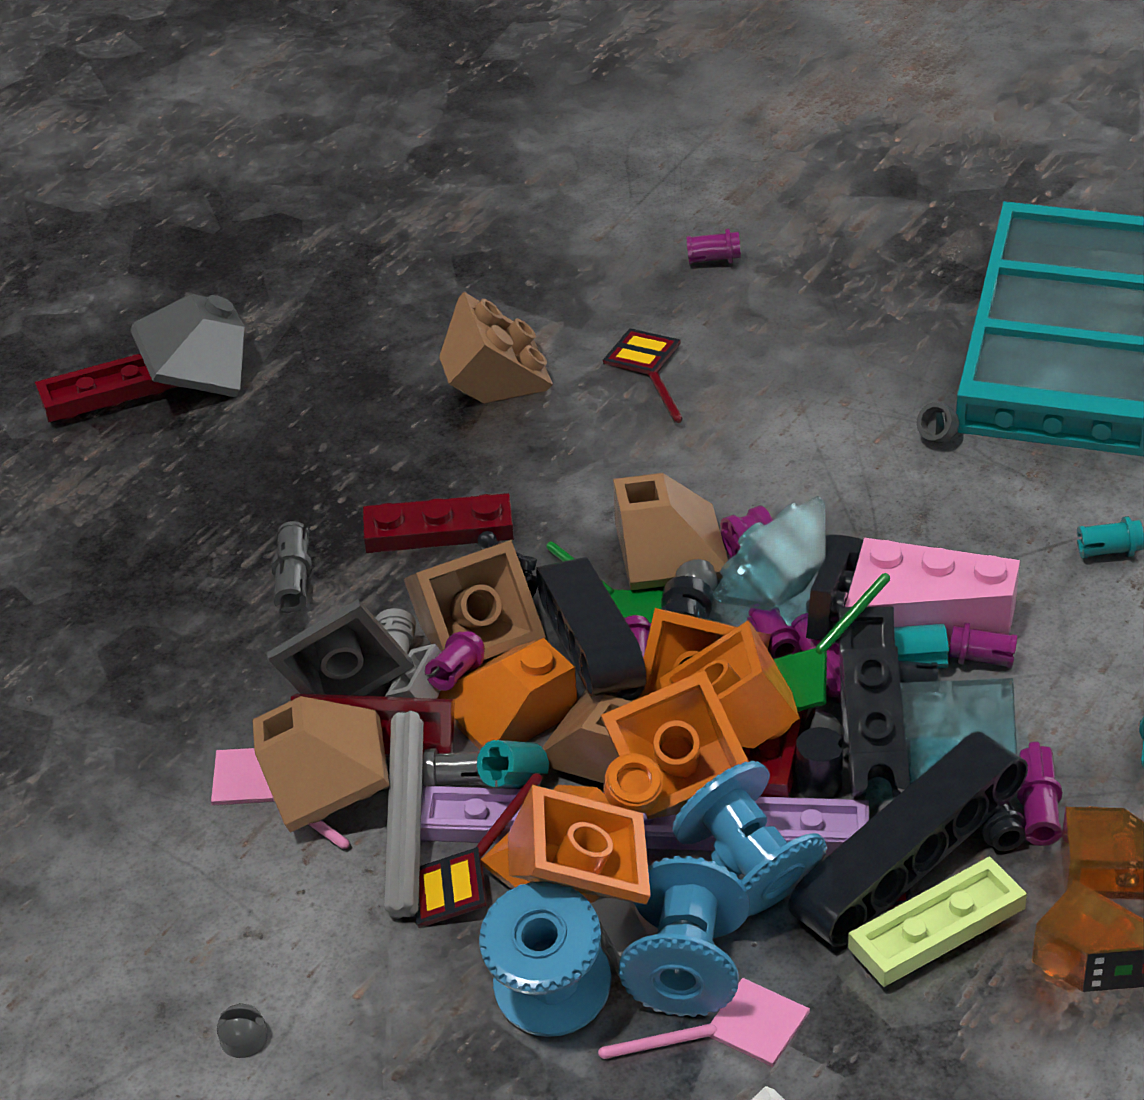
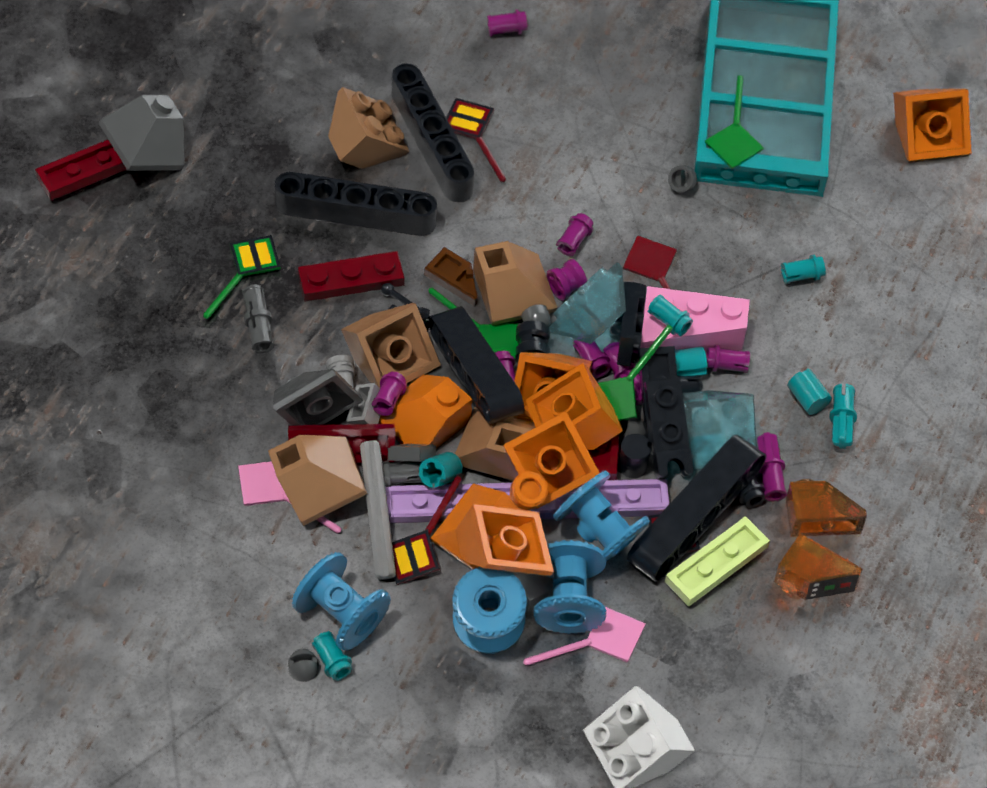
camera: 15 degrees left, 15 degrees up
(293, 1031) = (336, 663): none -> teal pin
(297, 498) = (250, 258): none -> piece
(334, 954) = (356, 614): none -> dark azure hose
(462, 435) = (355, 203): none -> black beam
(468, 737) = (411, 452): none -> dark grey tile
(585, 526) = (453, 274): none -> reddish brown tile
(587, 361) = (432, 133): none -> black beam
(778, 476) = (578, 229): none -> magenta pin
(879, 519) = (650, 260): none -> dark red piece
(905, 574) = (670, 315): none -> teal pin
(1017, 374) = (734, 143): none -> green piece
(1109, 694) = (809, 391): none -> teal piece

